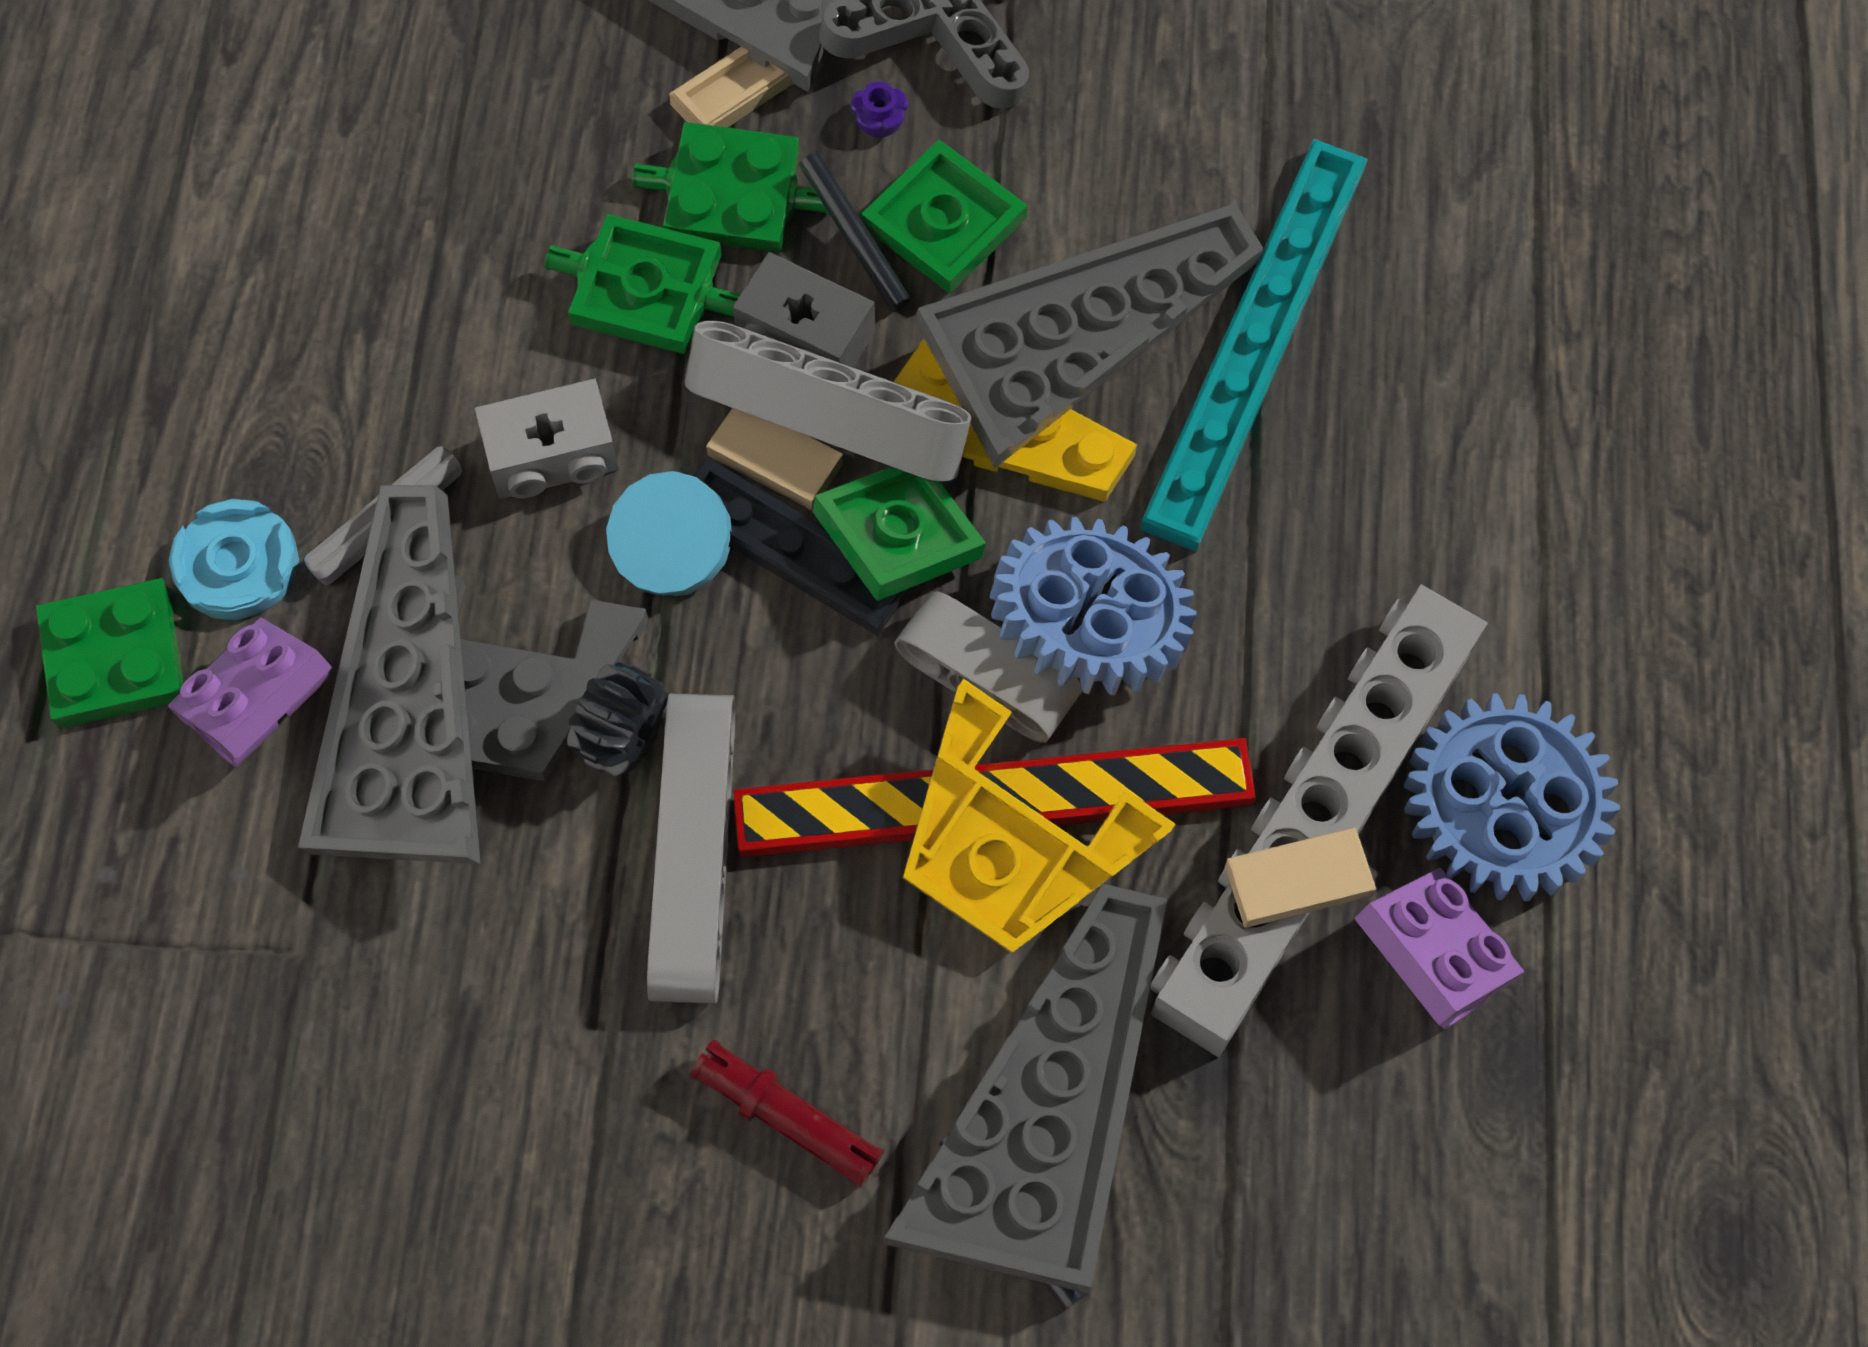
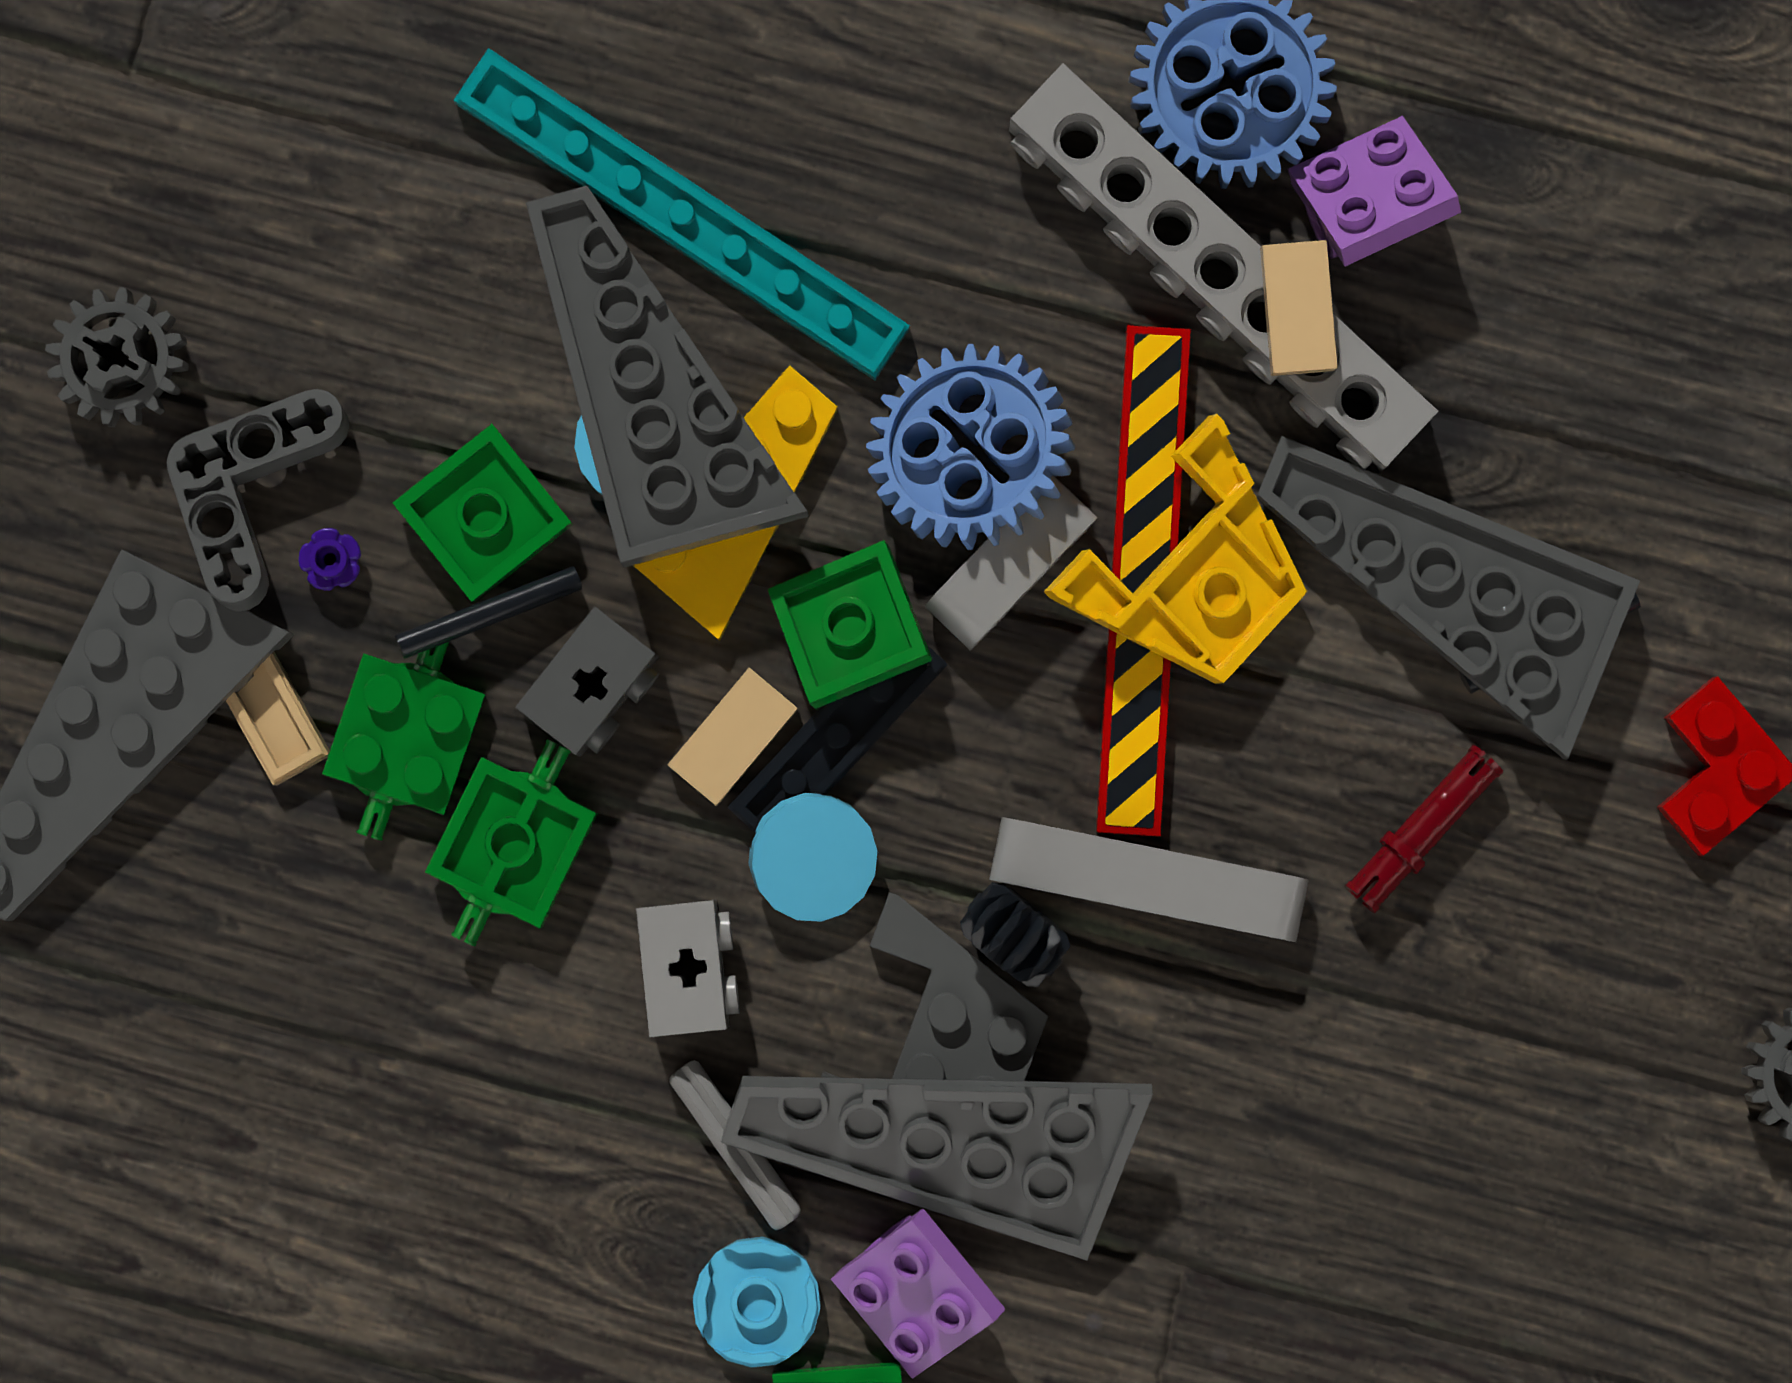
camera: 75 degrees left, 20 degrees up
(827, 400) = (699, 674): light grey beam -> none

